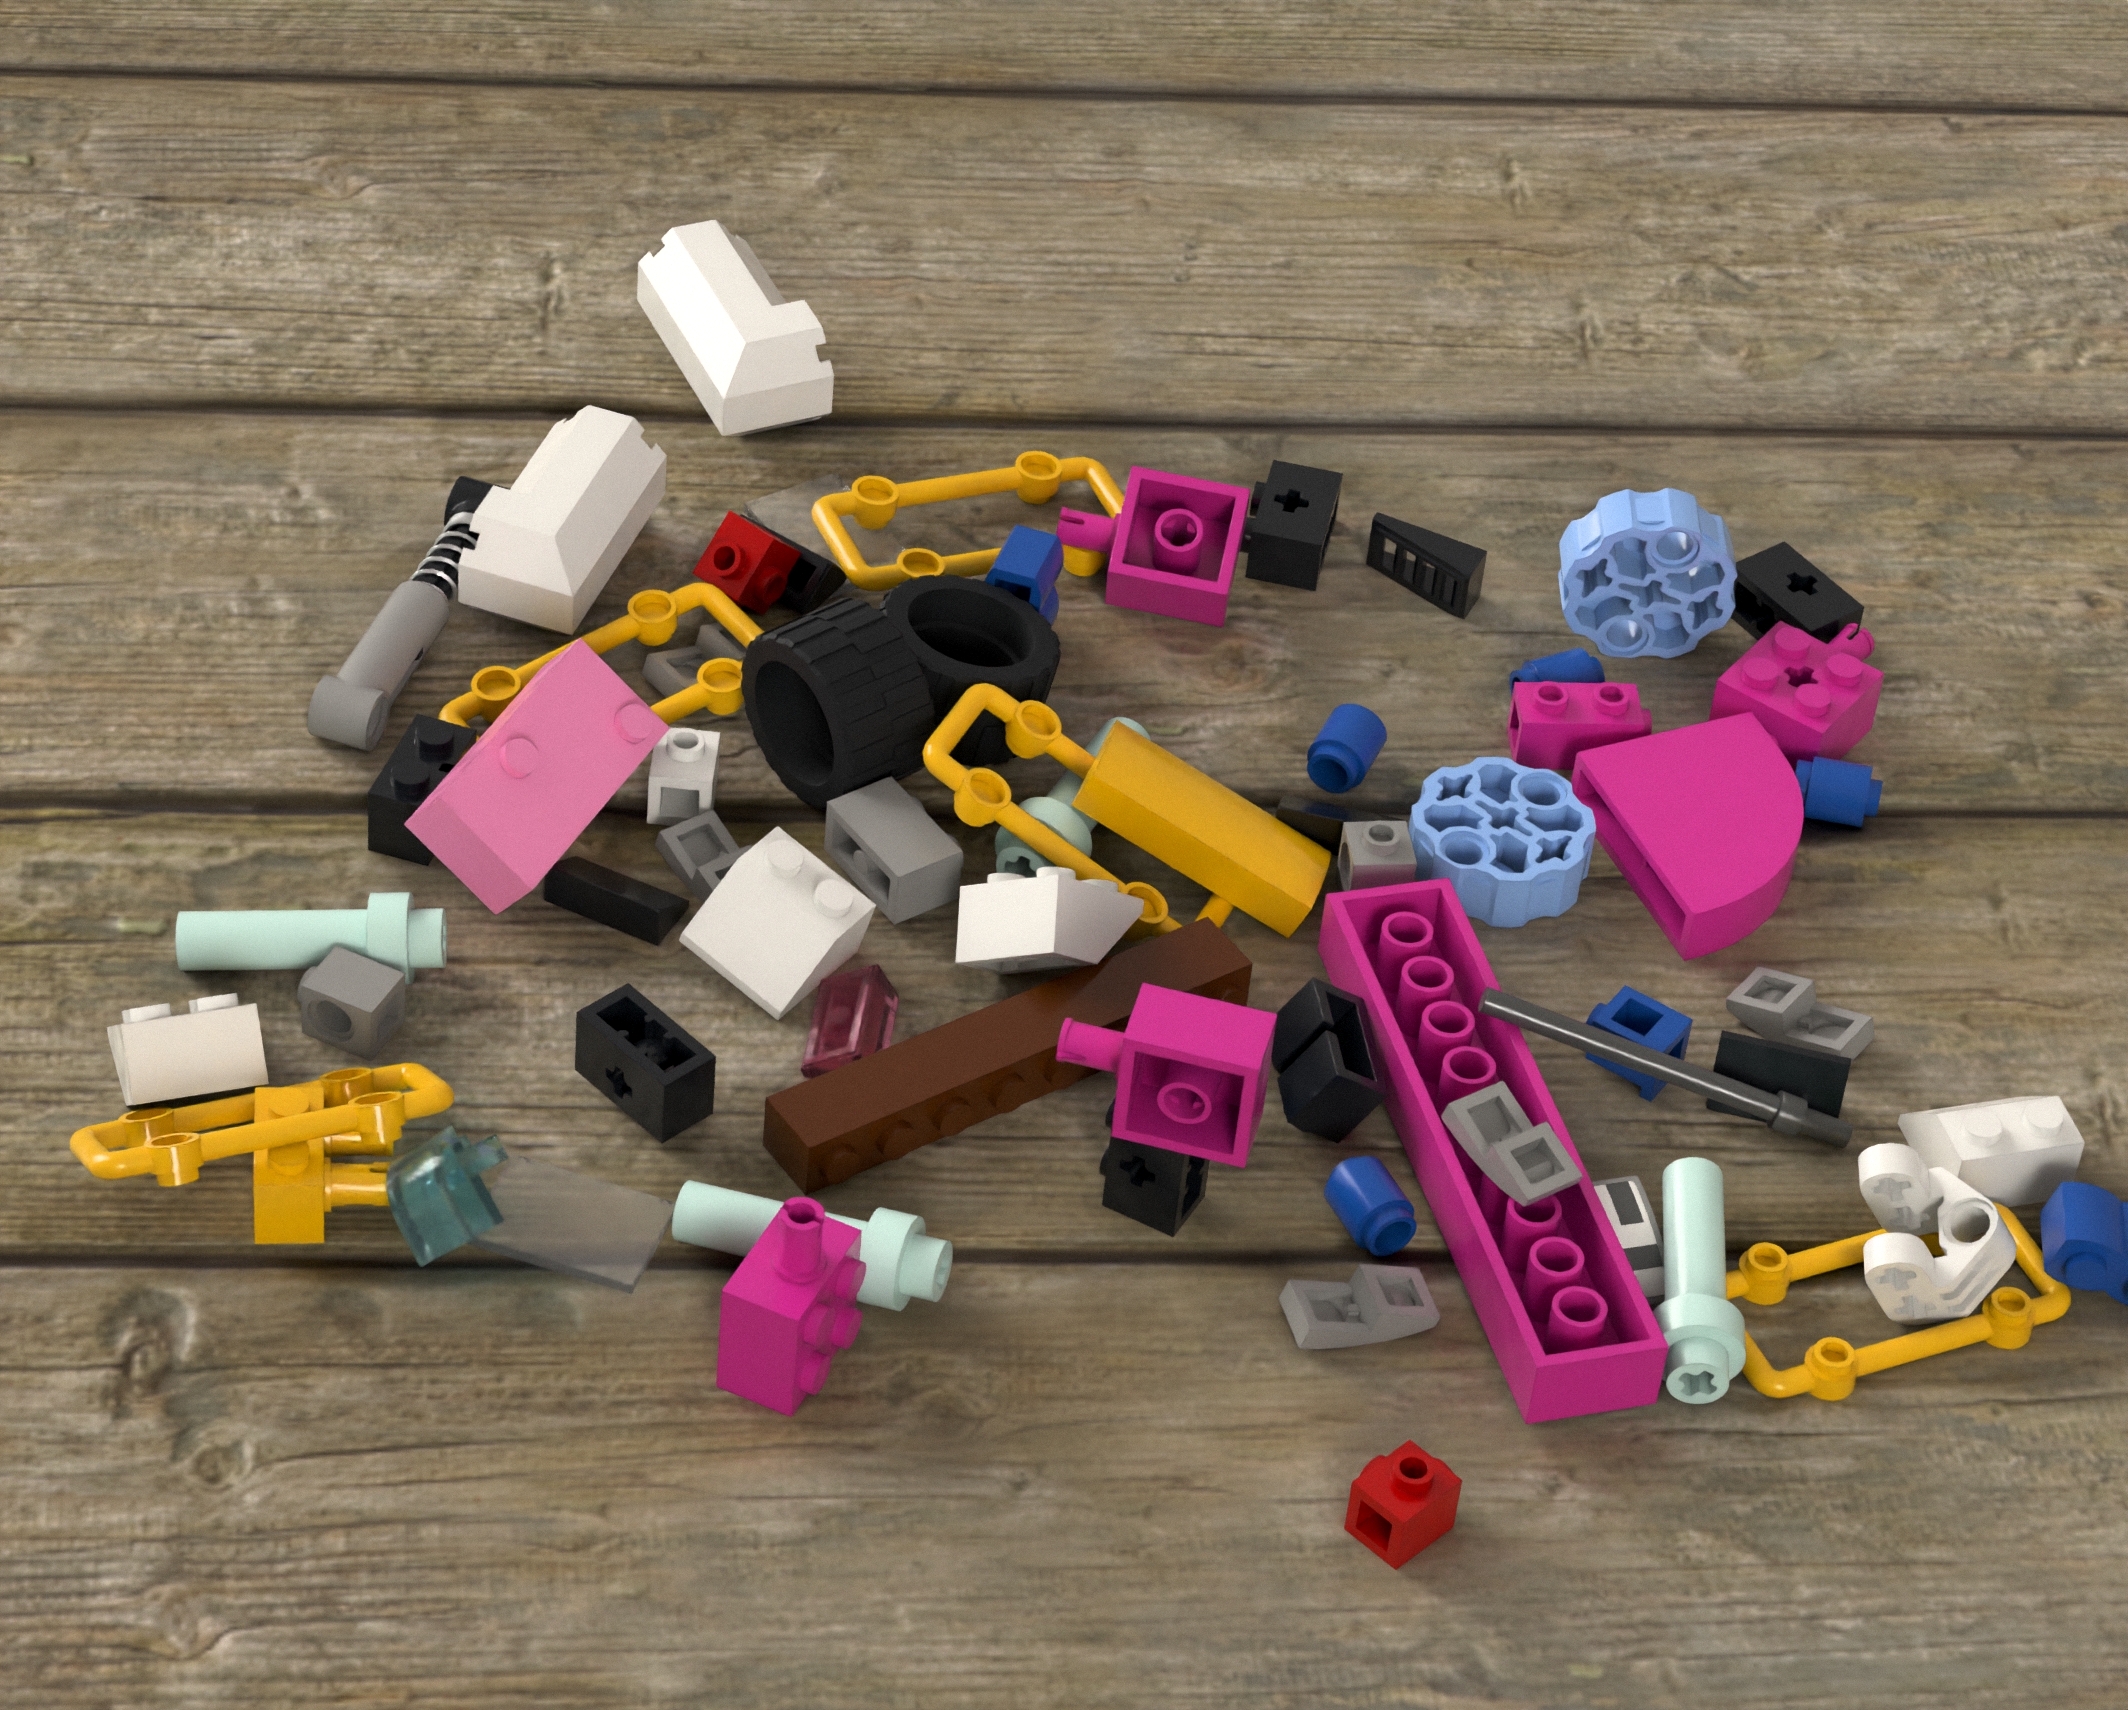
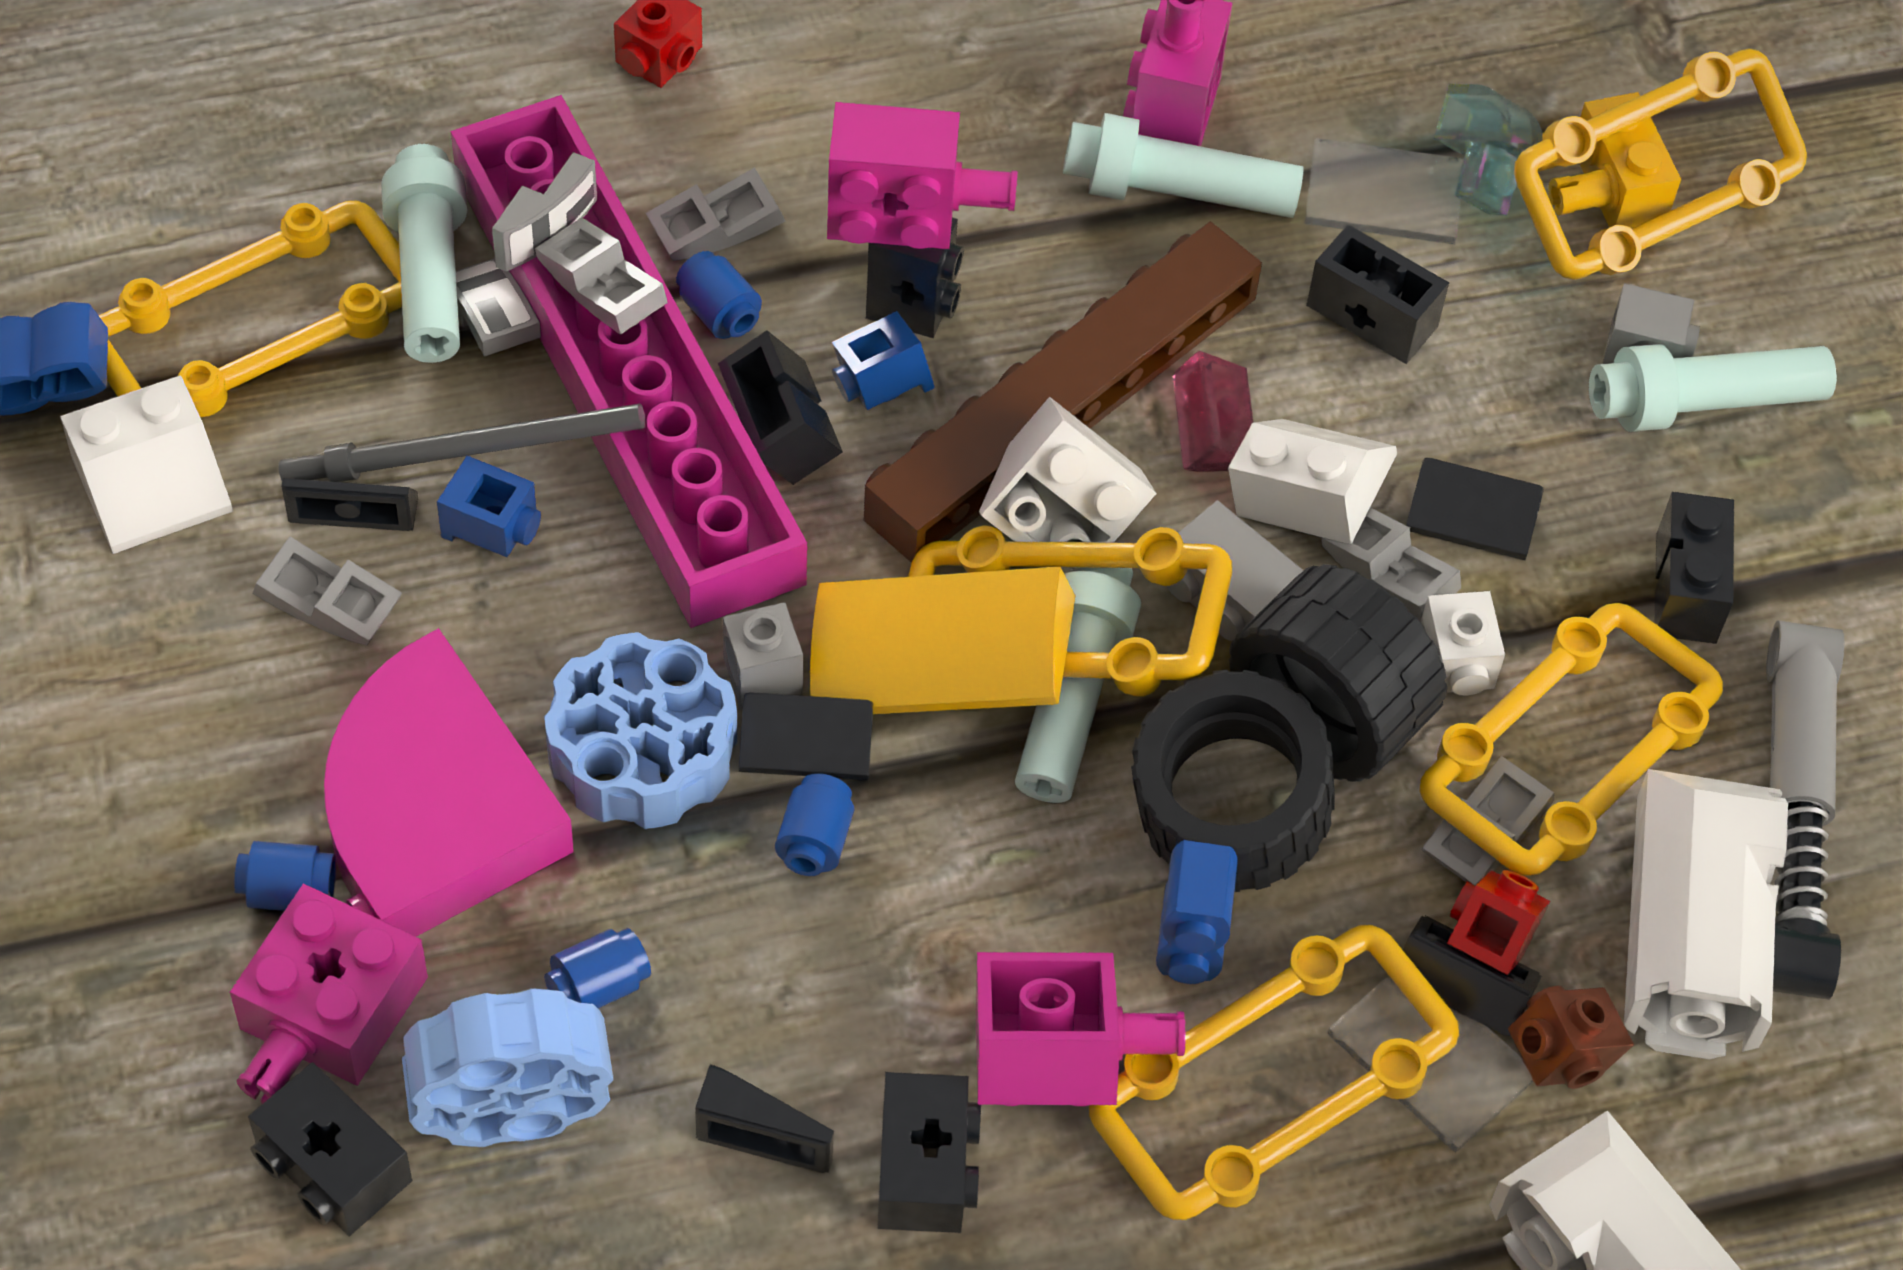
camera: 170 degrees right, 15 degrees up
(189, 1053) = (1761, 259): white slope -> none
(537, 777) = (1588, 542): bright pink brick -> none
(716, 481) = (1570, 1036): none -> copper brick
(1559, 719) = (568, 903): dark pink brick -> none
(1573, 1191) = (537, 217): none -> slope
(1923, 1201) = (196, 321): white piece -> none

